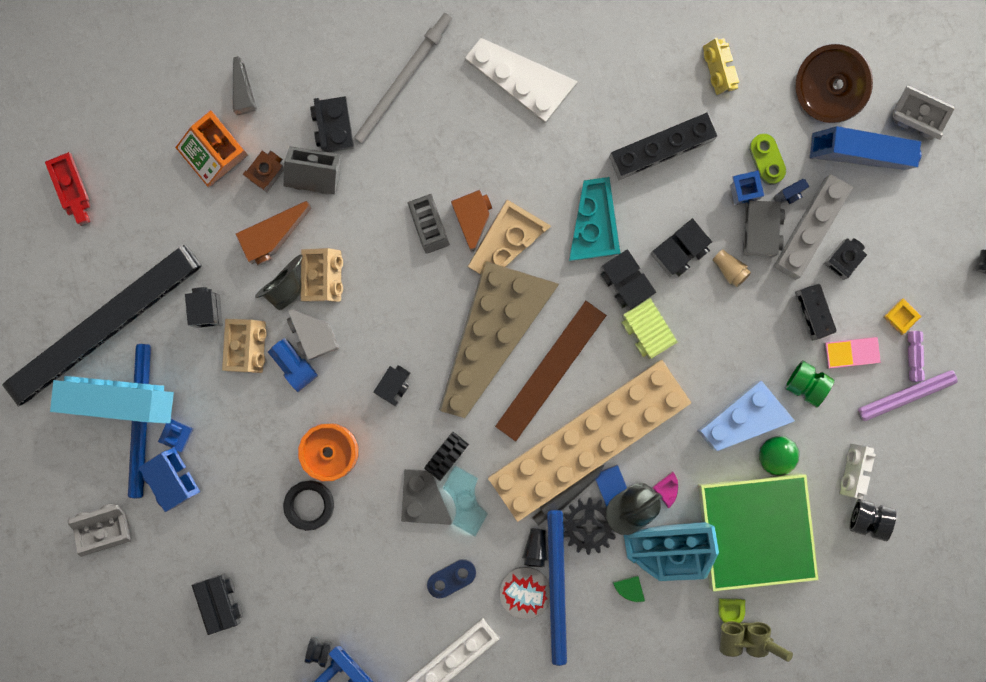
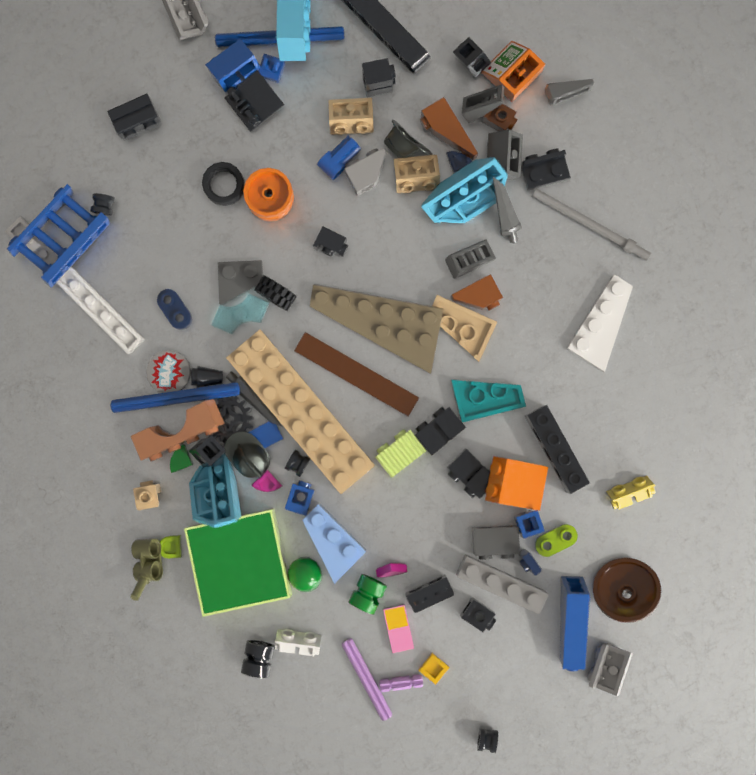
camera: 80 degrees right, 0 degrees up
(190, 196) = (472, 57): none -> black brick
(213, 459) = (253, 101): none -> black hinge
(252, 200) = (481, 103): none -> dark grey slope
(312, 224) = (457, 160): none -> dark blue tile
(351, 218) = (465, 192): none -> medium azure wedge
(385, 174) = (507, 217): none -> dark grey bar
(588, 559) = (199, 420): none -> nougat arch
(625, 554) = (207, 451): none -> black brick
(648, 450) = (297, 463): none -> black wheel
(669, 631) = (147, 495): none -> tan bracket
(699, 197) = (516, 483): none -> orange brick
(699, 454) = (294, 504): none -> blue brick
(732, 268) = (459, 518): tan cone -> none
(784, 354) = (391, 569): none -> dark pink tile

